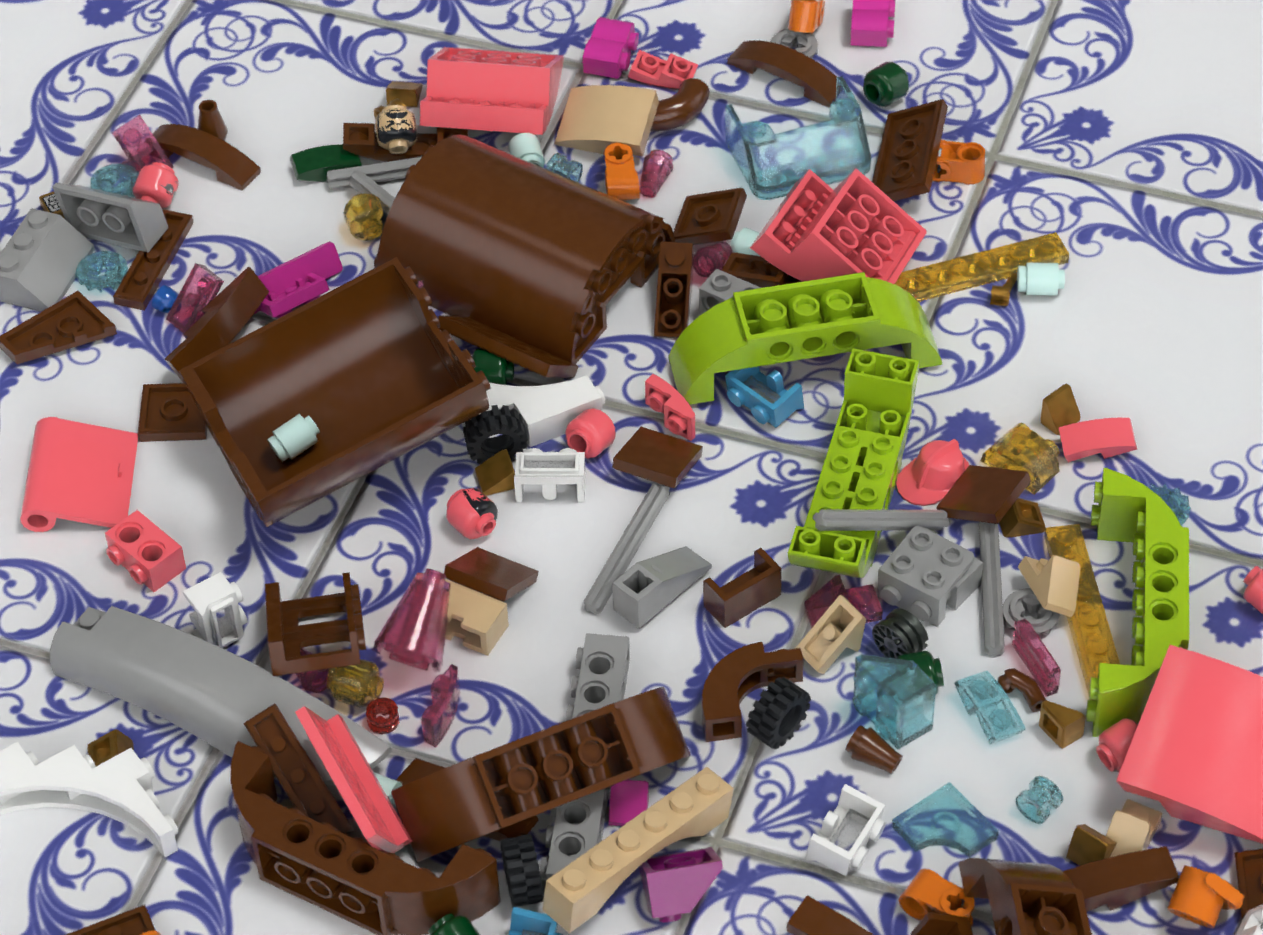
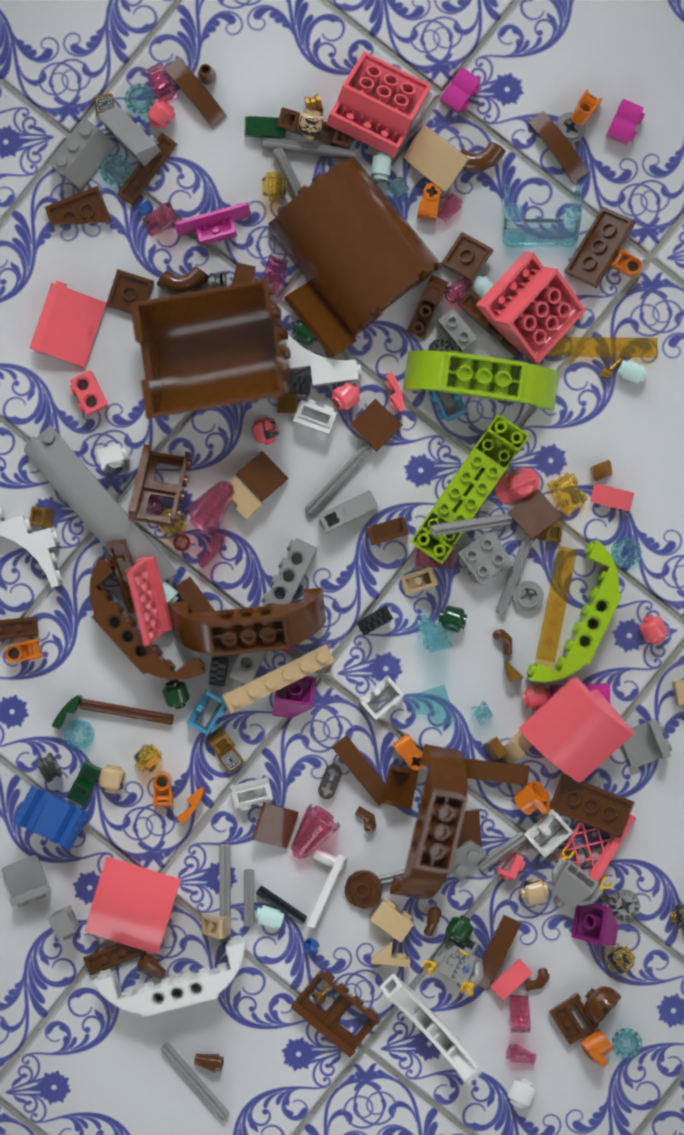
camera: 15 degrees right, 40 degrees up
(221, 320) = (163, 249): reddish brown slope -> none
(294, 437) = (185, 349): light aqua brick -> none
(407, 92) = (328, 81): pearl gold slope -> none
(661, 73) = (486, 119): coral slope -> none
(737, 677) = (352, 594): reddish brown arch -> none
(873, 750) = (414, 653): reddish brown cone -> none
(886, 84) = (610, 185): dark green head -> none
(900, 633) = (456, 591): pearl dark grey wheel -> none
(992, 706) = (482, 648): clear light blue slope -> none
(1036, 657) = (517, 627): clear pink tile -> none
(1053, 582) = (542, 588): tan slope -> none

